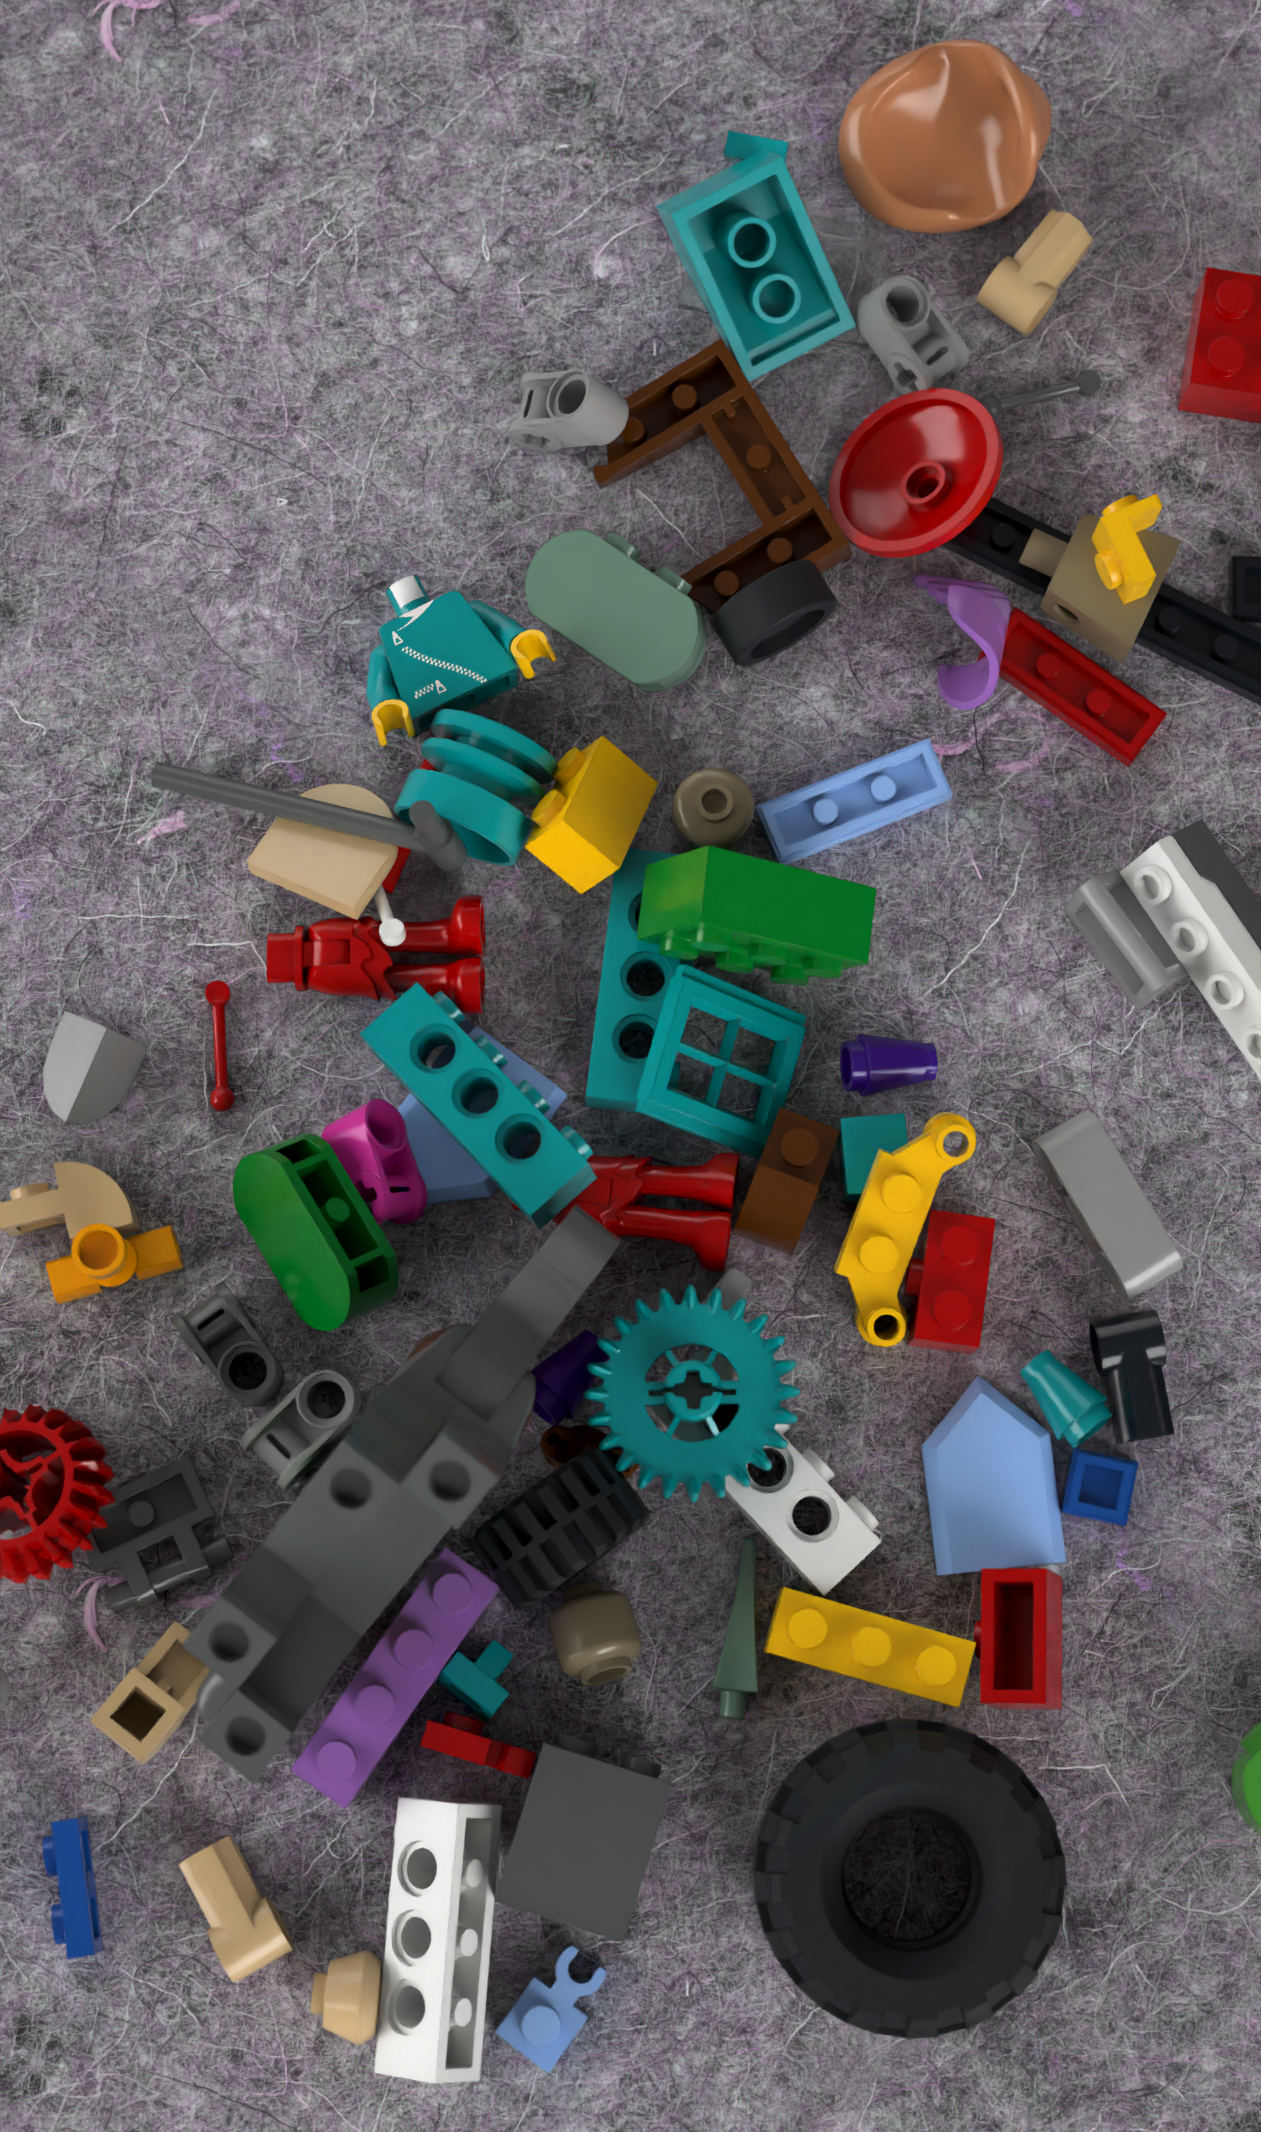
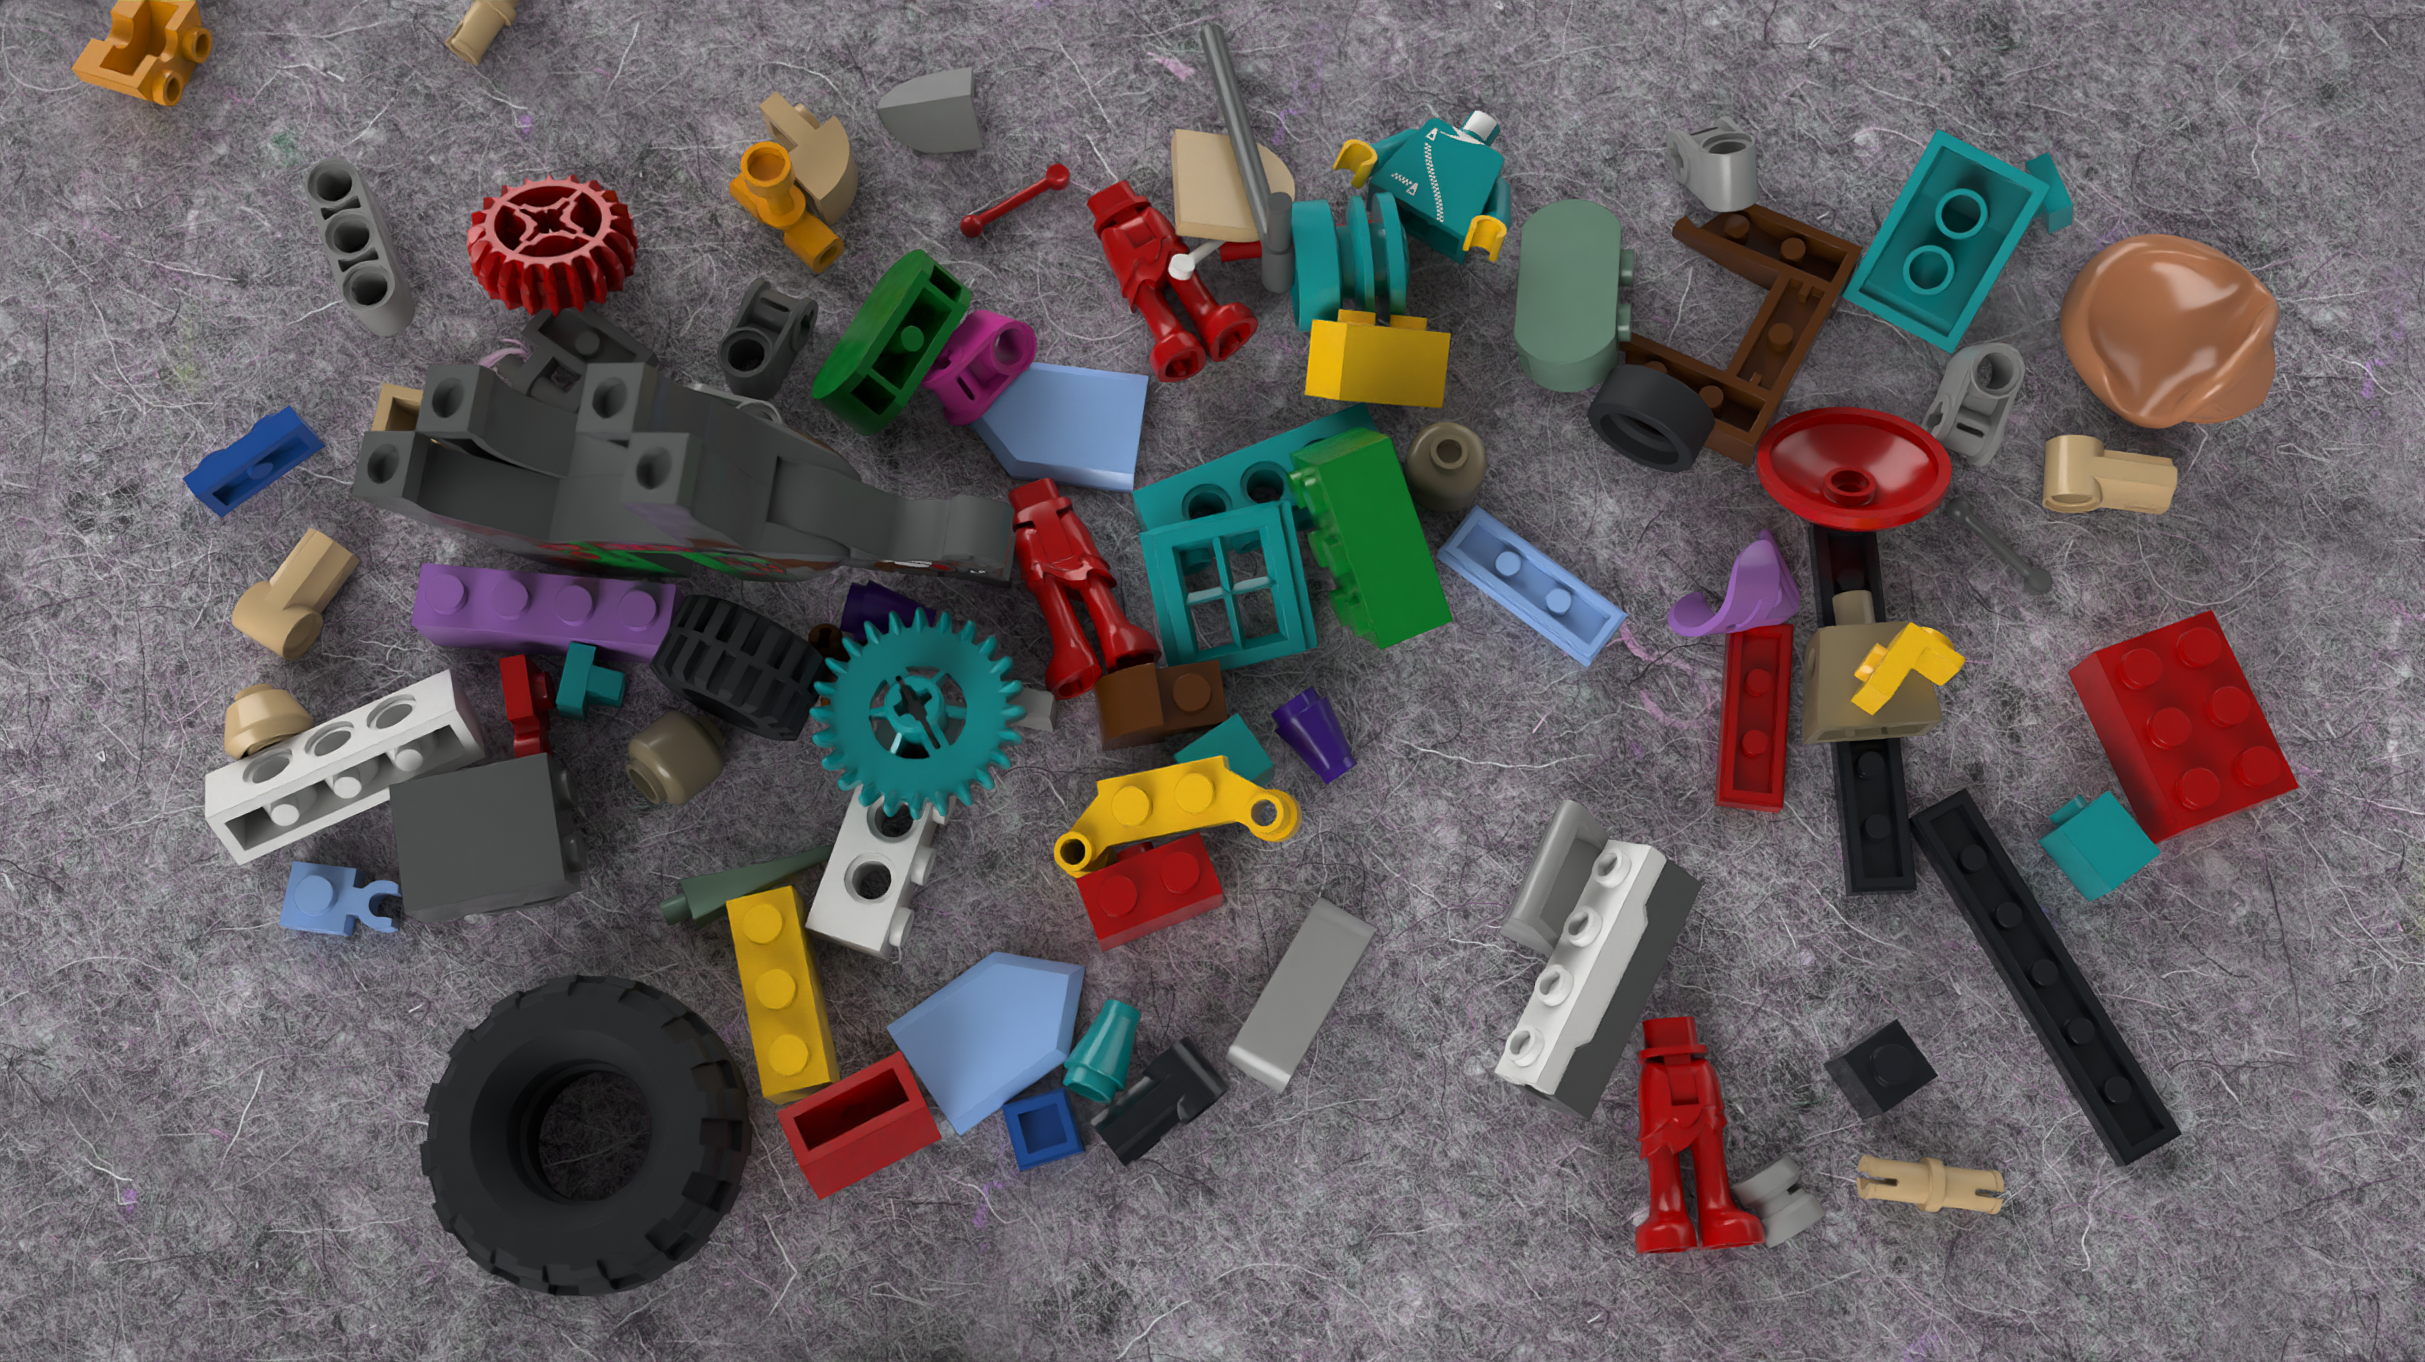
camera: 65 degrees right, 5 degrees down
(536, 1185) = (1091, 327): teal brick -> none

